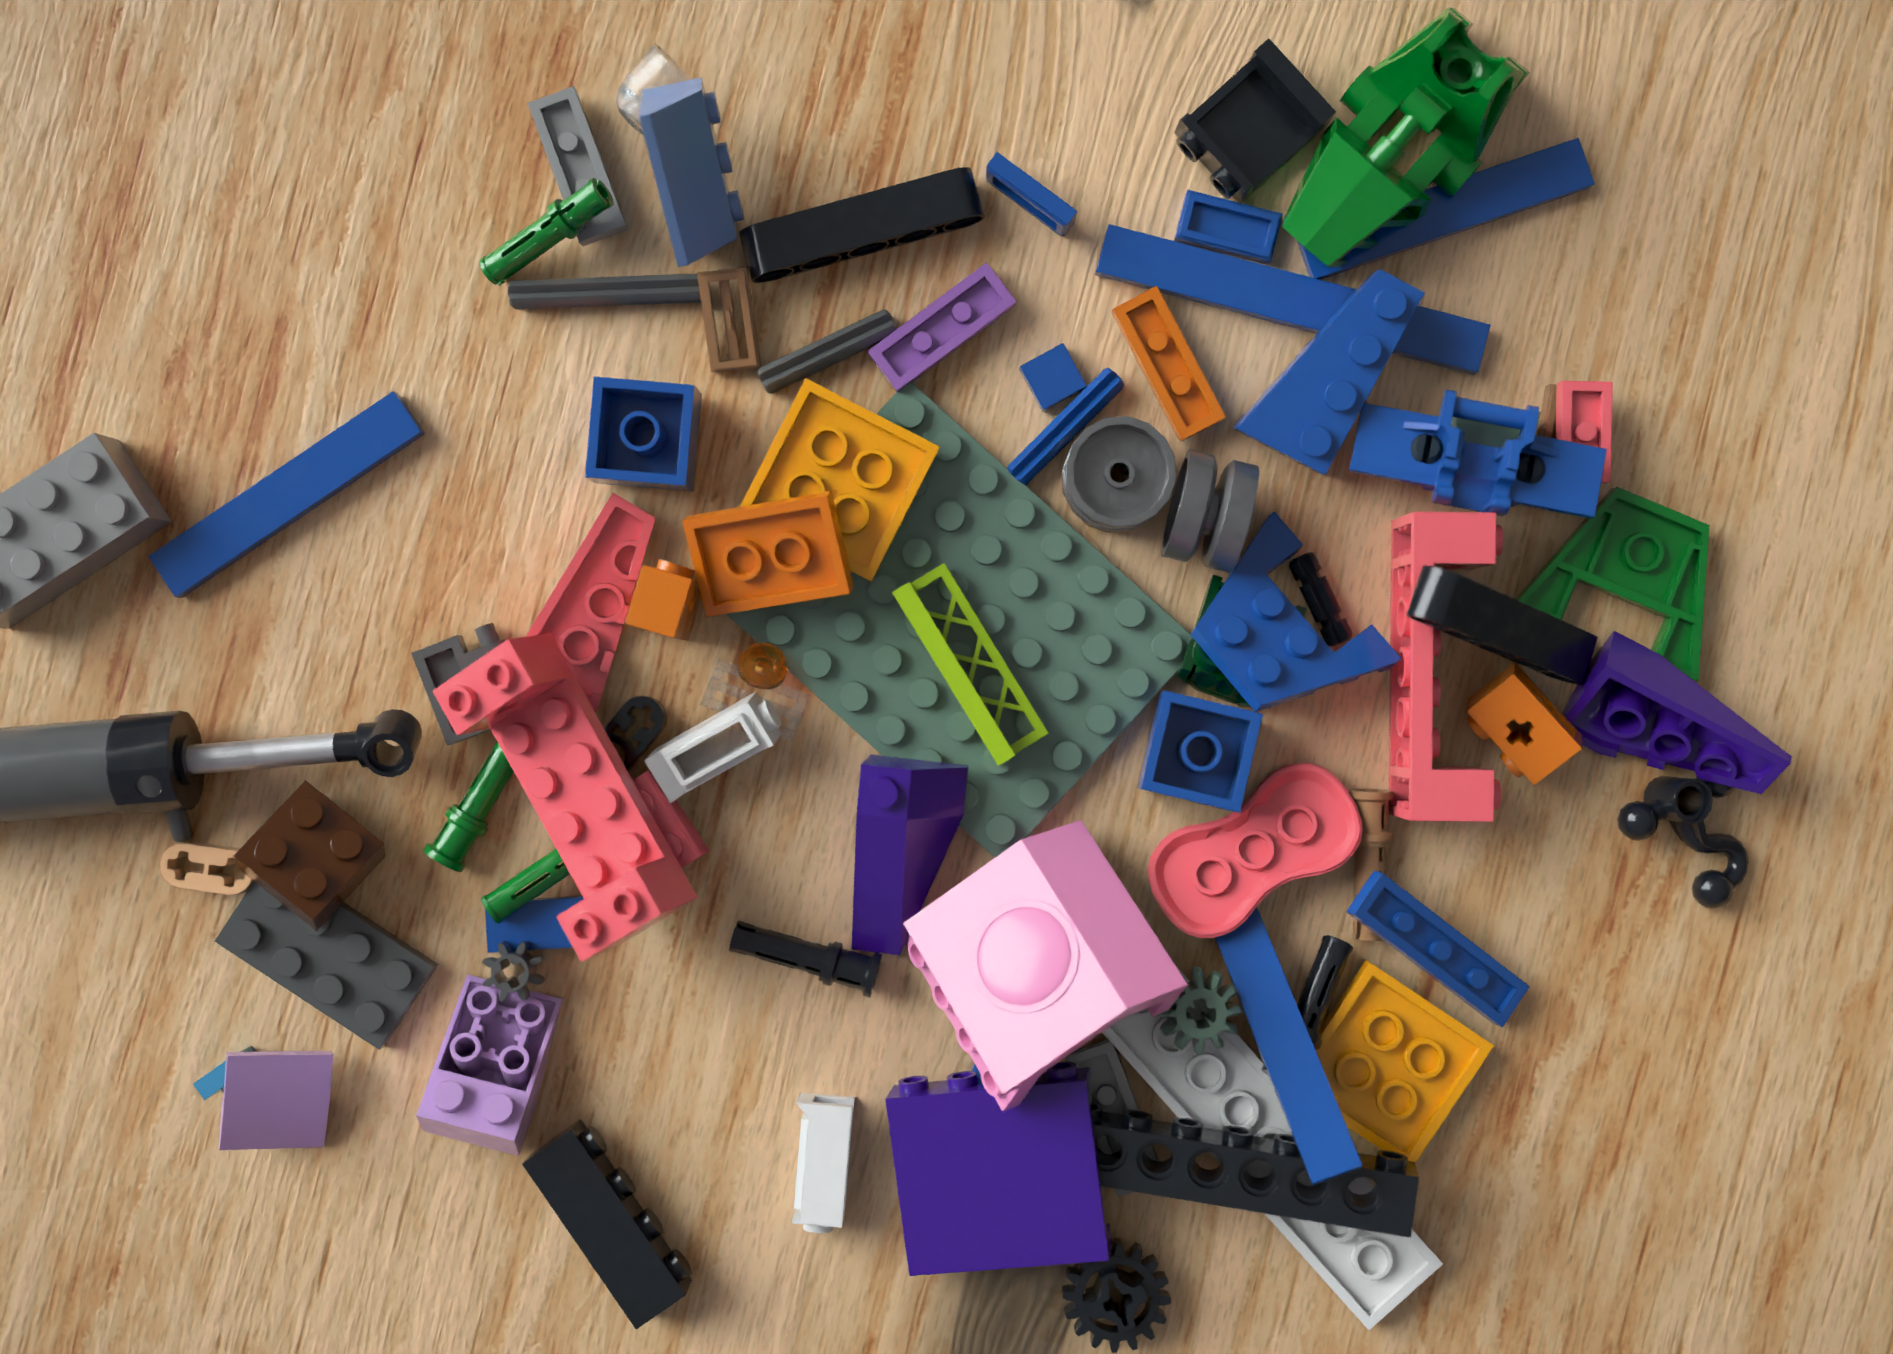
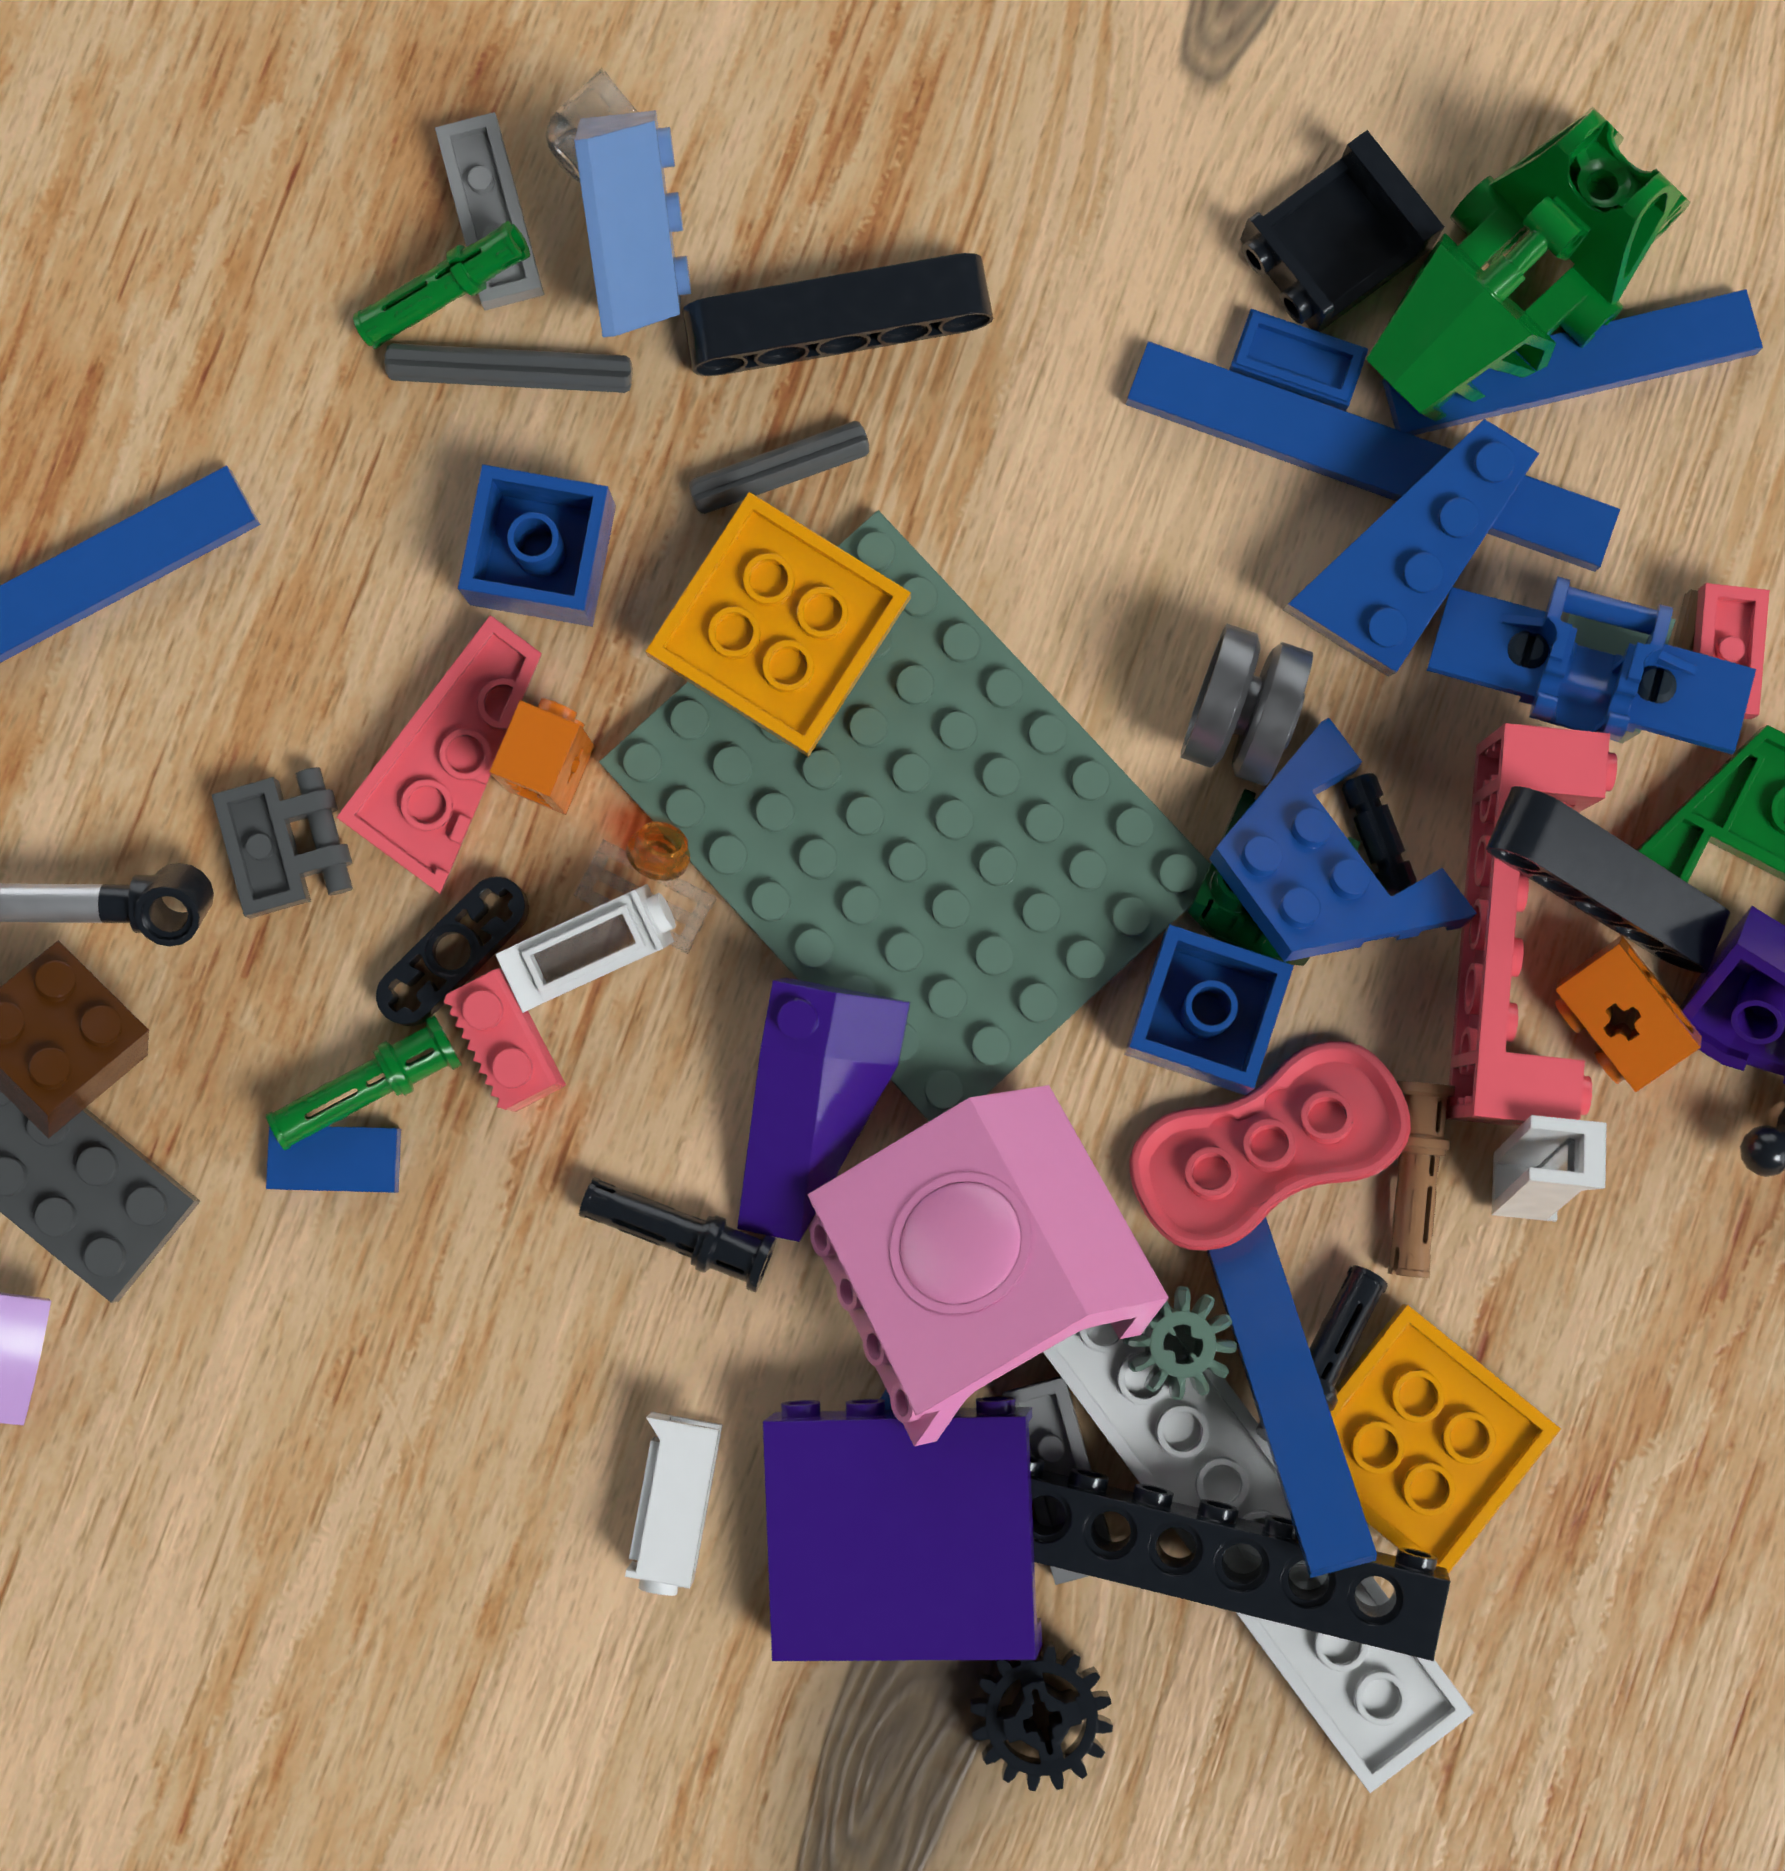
camera: 10 degrees right, 5 degrees down
(468, 818) = (260, 1014): green pin -> none
(490, 1067) = (253, 1338): lavender slope -> none
(512, 984) = (312, 1222): dark grey gear -> none
(575, 787) = (403, 978): coral plate -> none
(609, 1223) = (385, 1557): black brick -> none
(724, 277) = (684, 407): medium nougat tile -> none
(768, 554) = (680, 705): orange plate -> none
(942, 327) = (927, 450): medium lavender plate -> none
(954, 674) = (903, 881): lime fence -> none
(1030, 194) = (1053, 296): blue tile -> none
(1052, 377) = (1061, 525): blue tile -> none
(1065, 426) = (1073, 587): blue axle -> none
(1143, 456) = (1140, 612): flat silver wheel -> none
(1168, 364) = (1209, 521): orange plate -> none
(1437, 948) = (1497, 1294): blue plate -> none
(1471, 851) = (1547, 1166): none -> white window

